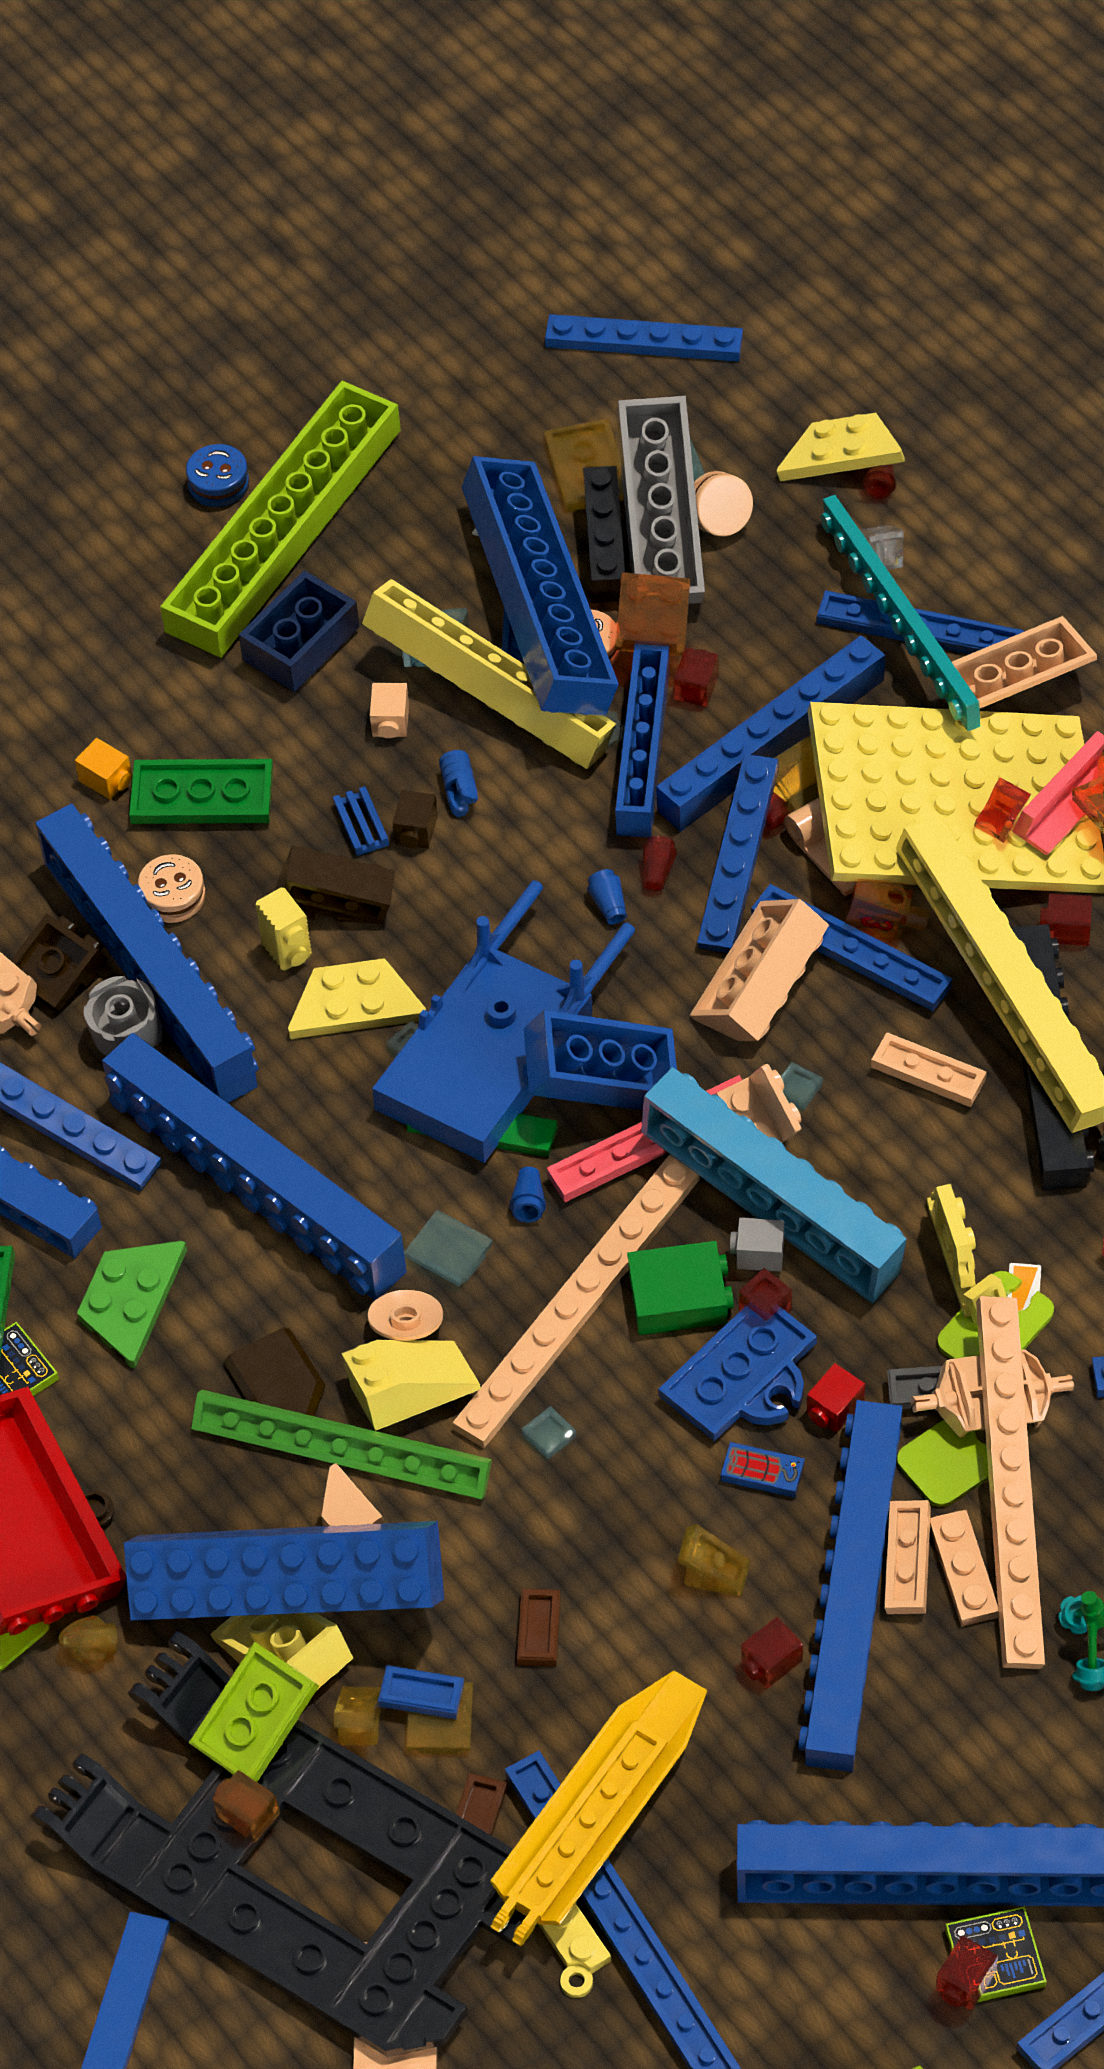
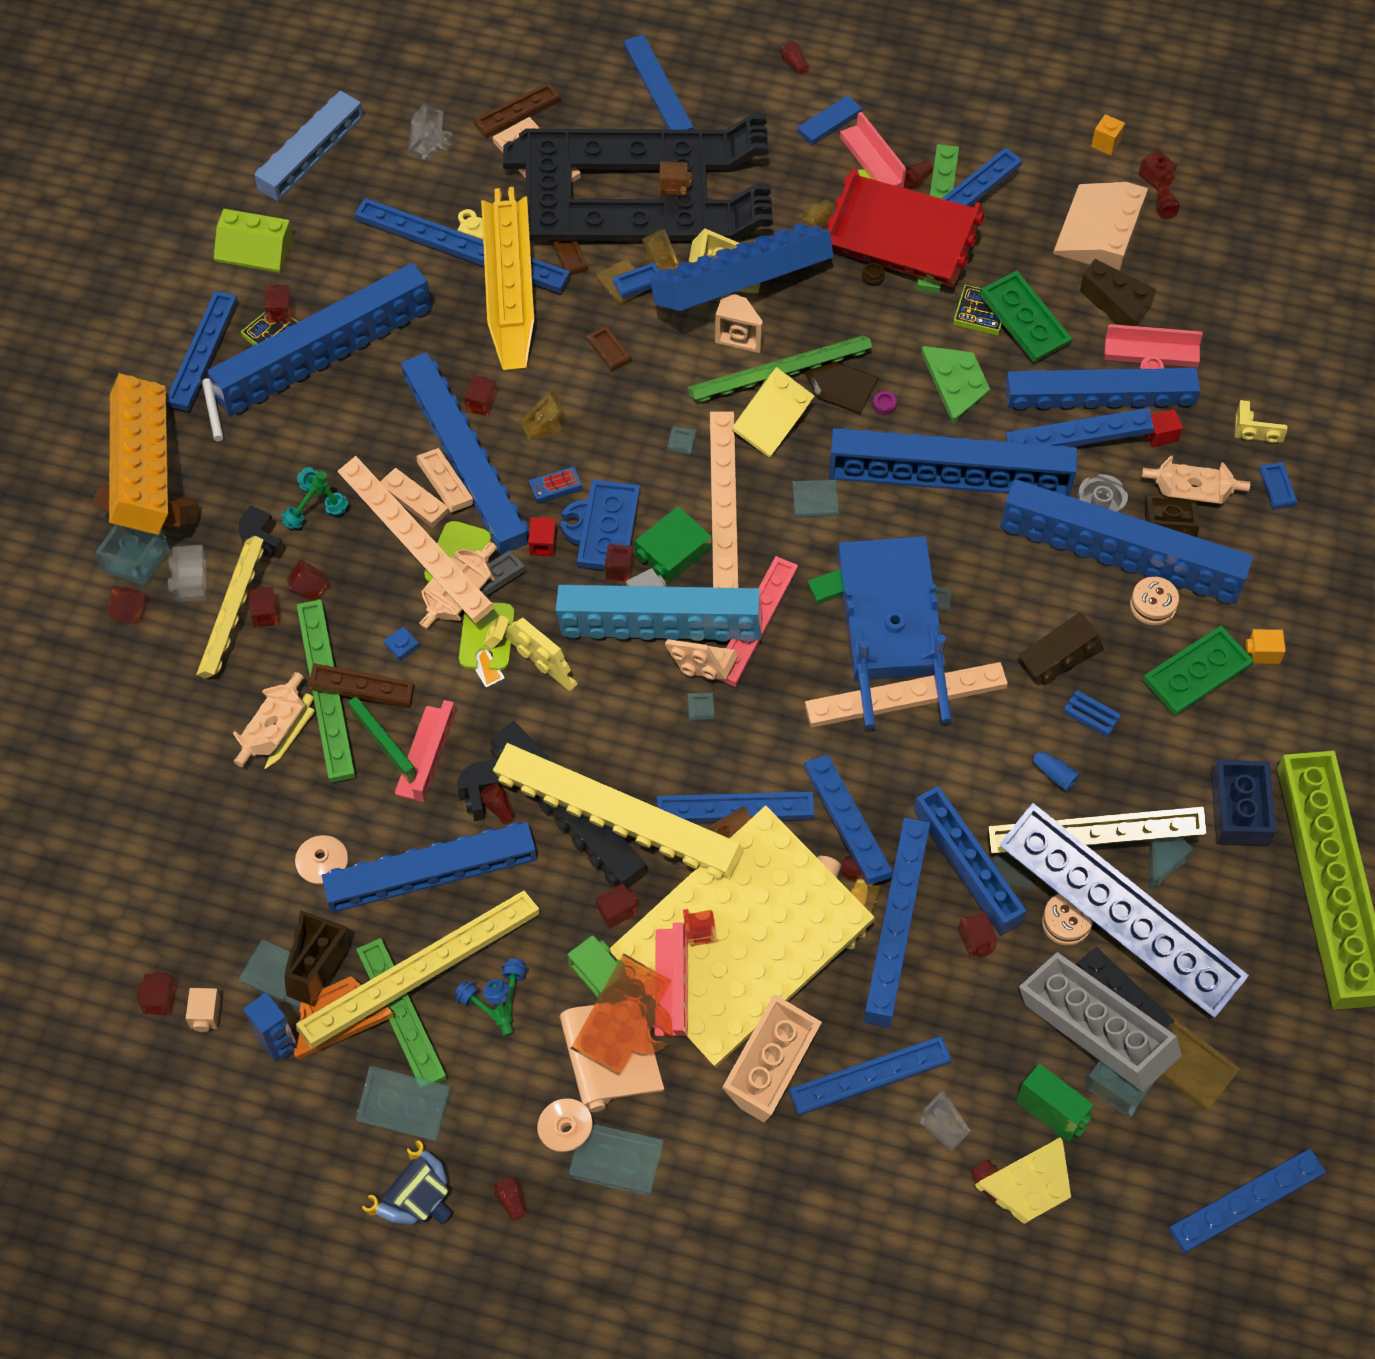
camera: 140 degrees right, 5 degrees up
(248, 1322) = (884, 402): none -> magenta tile
(254, 1713) = (703, 211): lime tile -> none
(283, 929) = (1061, 600): light yellow brick -> none
(353, 999) = (993, 604): light yellow wing -> none
(389, 710) = (1140, 789): light nougat brick -> none
(405, 1315) = (811, 437): light nougat dish -> none
(415, 819) = (1058, 727): dark brown brick -> none
(528, 1197) = (796, 548): blue cone -> none
(595, 1058) = (810, 618): blue brick -> none
(608, 896) = (906, 752): blue cone -> none
(618, 984) = (906, 694): none -> light nougat plate
(652, 612) = (1033, 937): clear orange brick -> none
(657, 861) = (895, 793): clear red cone -> none
(722, 503) = (1072, 1065): light nougat head -> none
(760, 969) = (773, 749): light nougat slope -> none
(768, 488) = (1055, 1103): none -> green brick
(903, 616) = (889, 1054): teal plate -> none
(928, 1069) = (631, 757): light nougat plate -> none

